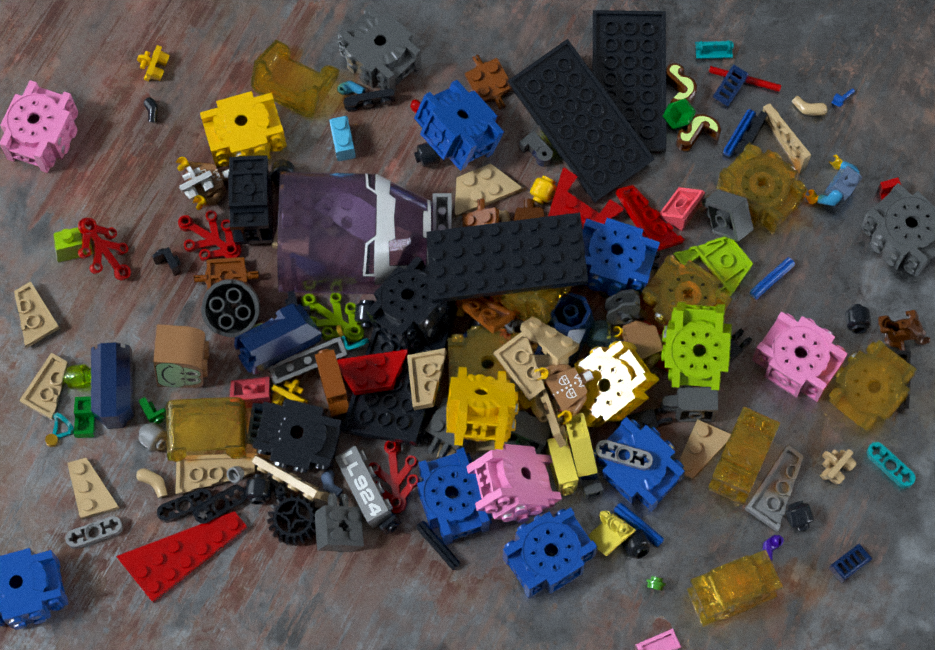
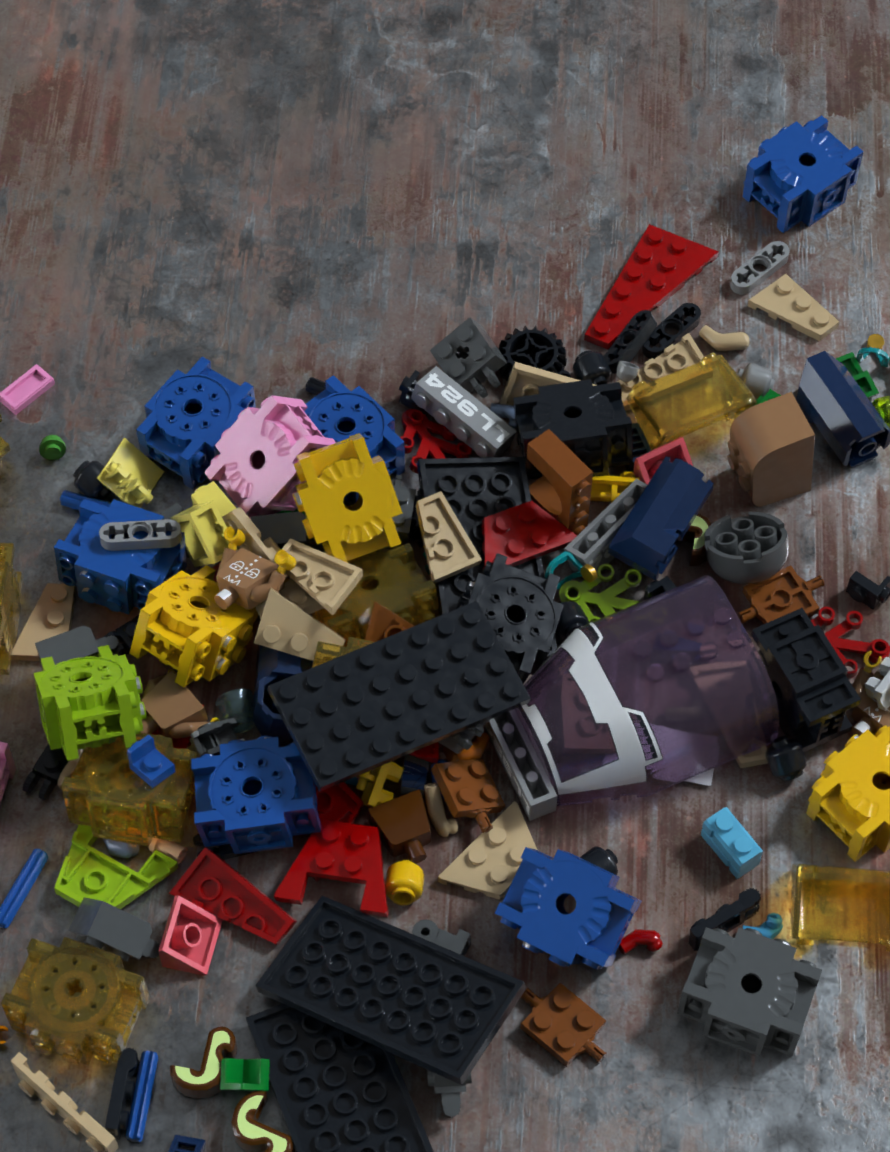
camera: 155 degrees right, 10 degrees down
(673, 288) = (149, 762): none -> blue bracket

